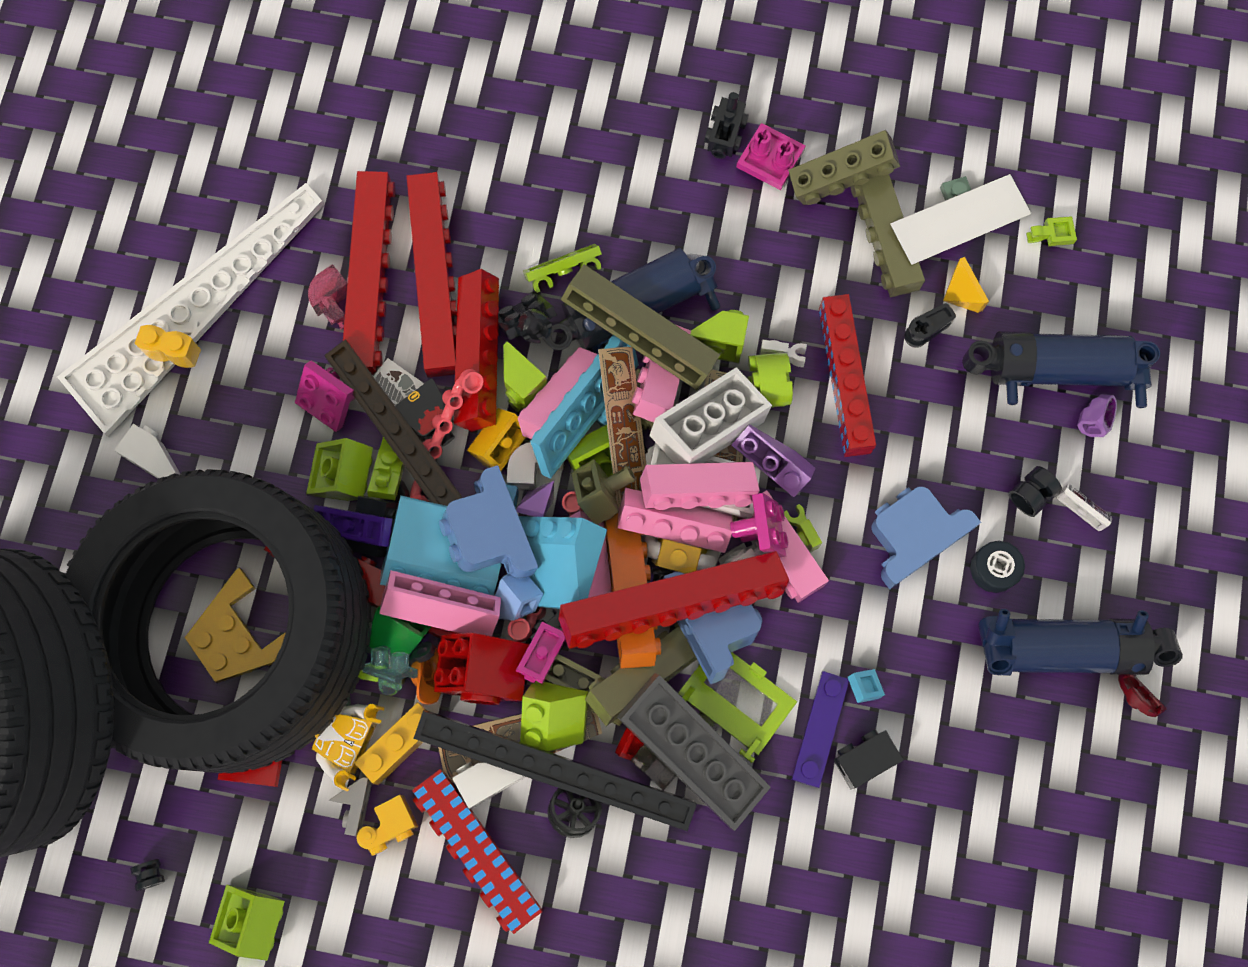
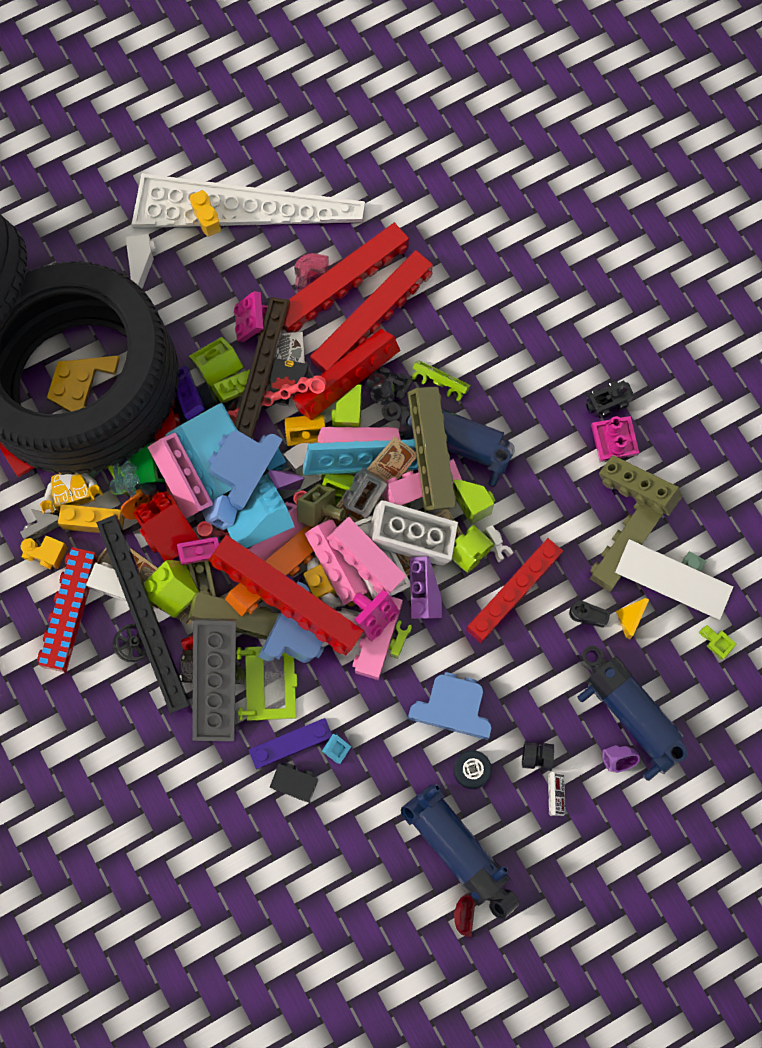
camera: 50 degrees right, 0 degrees up
(619, 432) = (359, 483): none -> flat silver window

